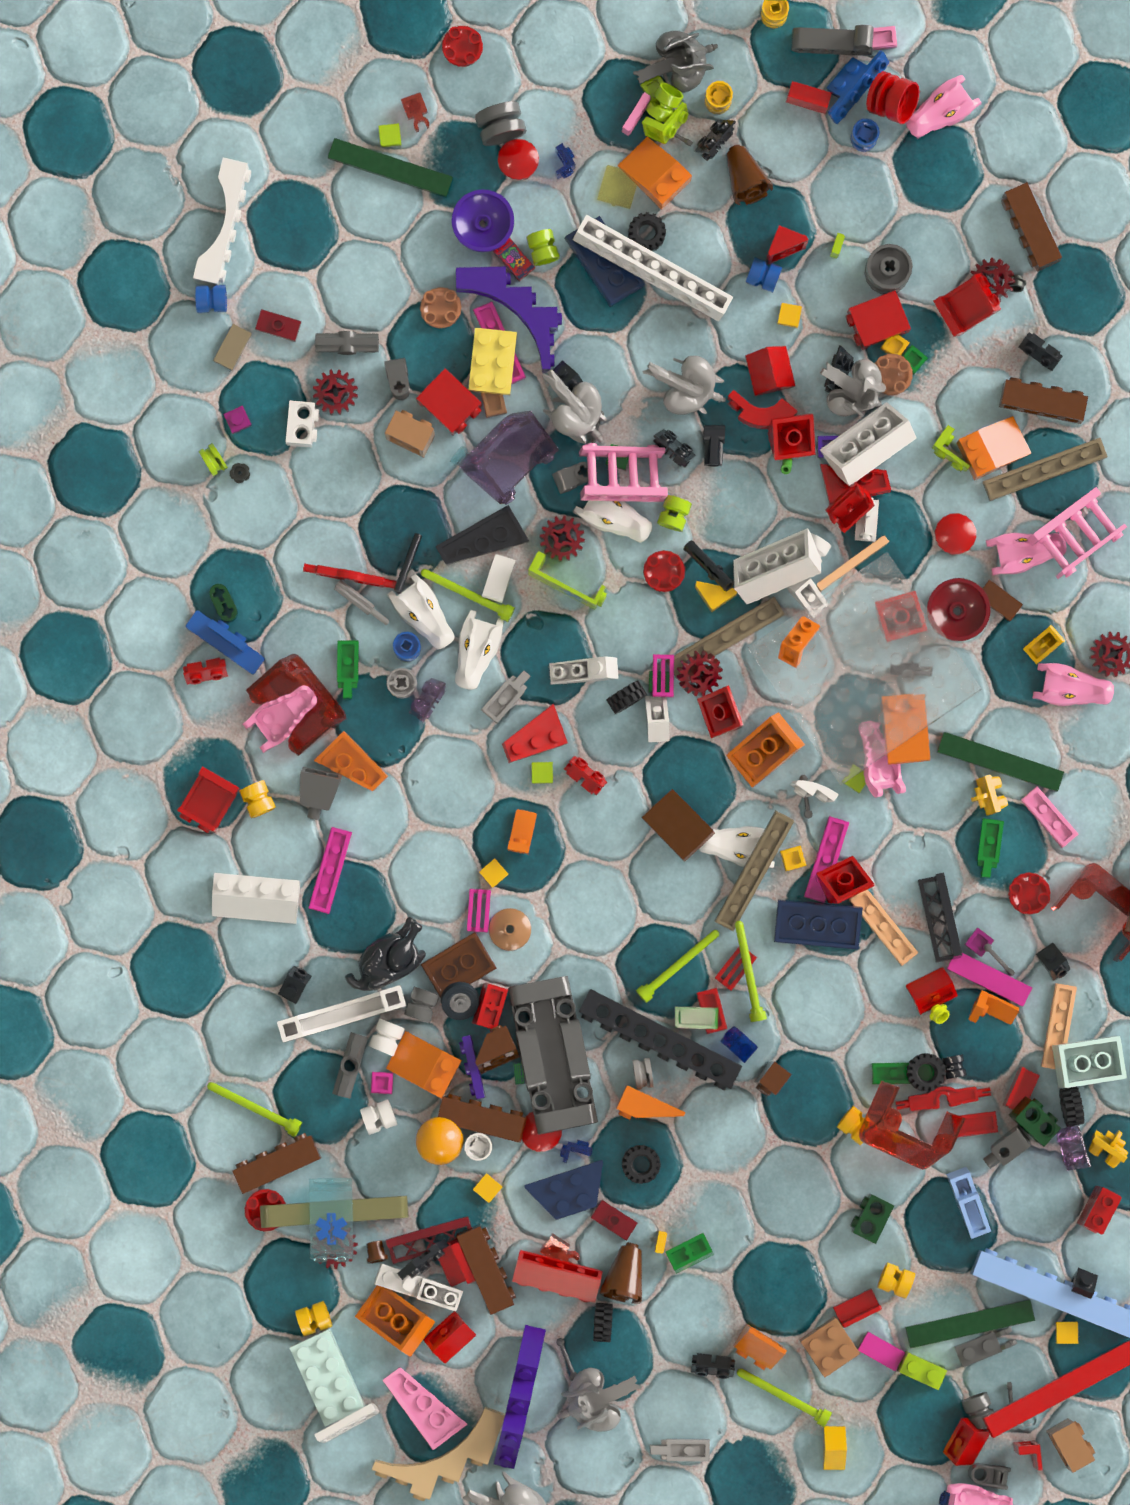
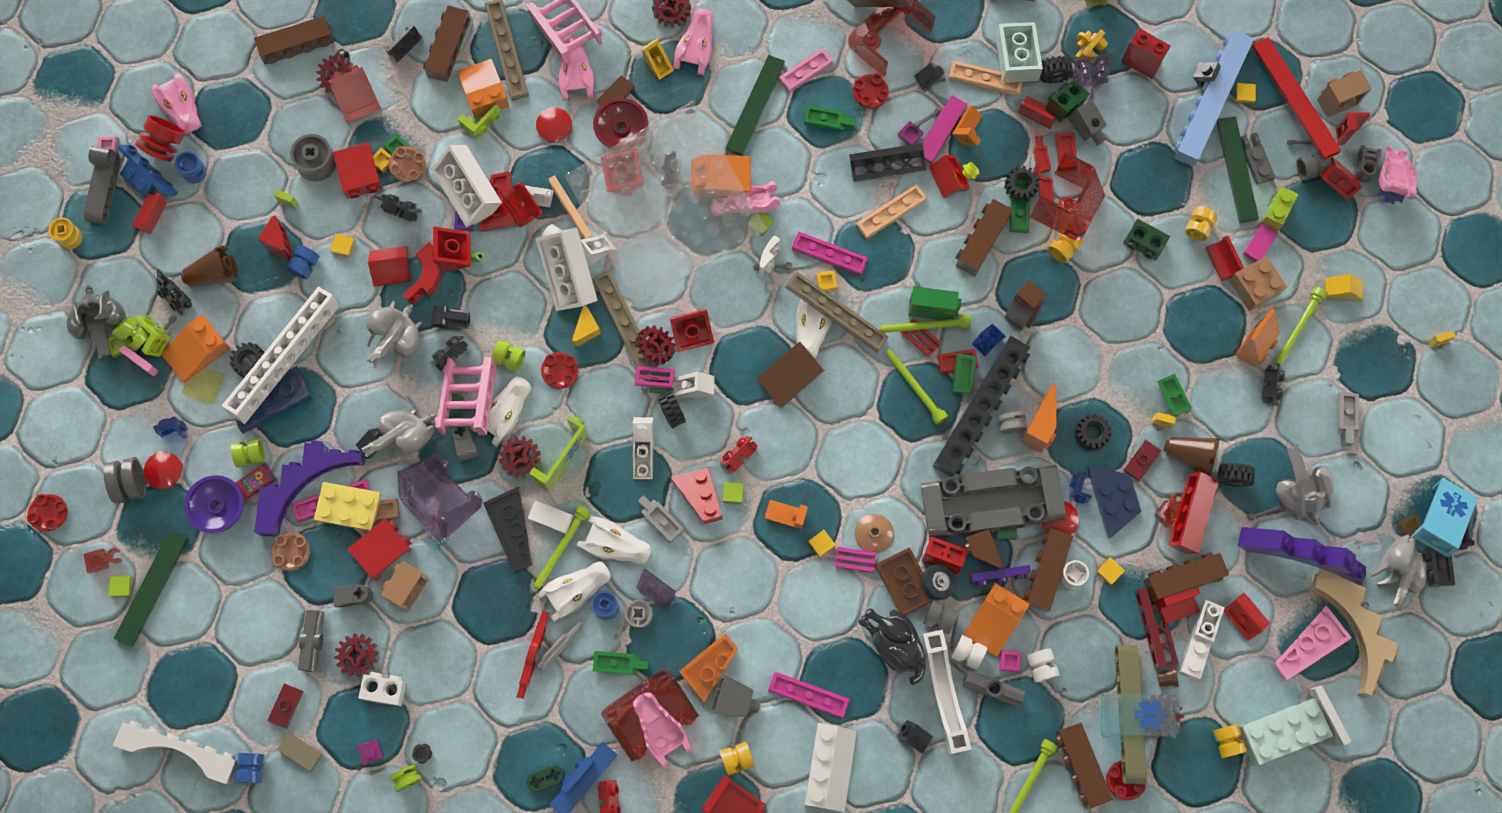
camera: 80 degrees left, 10 degrees down
(395, 1319) = (1231, 665): orange slope -> none
(407, 563) = (527, 599): black bar -> none
(421, 1263) = (1180, 634): black plate -> none
(439, 1141) = (1068, 610): light orange piece -> none
(714, 571) = (567, 324): black pin -> none
(718, 97) = (135, 287): yellow wheel -> none
(765, 749) = (729, 295): orange slope -> none
(772, 978) = (934, 303): none -> green brick
(797, 640) = (636, 256): orange bracket -> none
(818, 924) = (886, 264): dark blue plate -> none
(843, 880) = (851, 237): red slope -> none
(858, 392) = (418, 186): light grey hair -> none
(859, 1032) = (985, 234): none -> reddish brown brick
(954, 1066) = (1013, 161): black wheel -> none
(968, 1202) = (1133, 160): light blue slope -> none
(987, 796) = (784, 115): yellow hips -> none

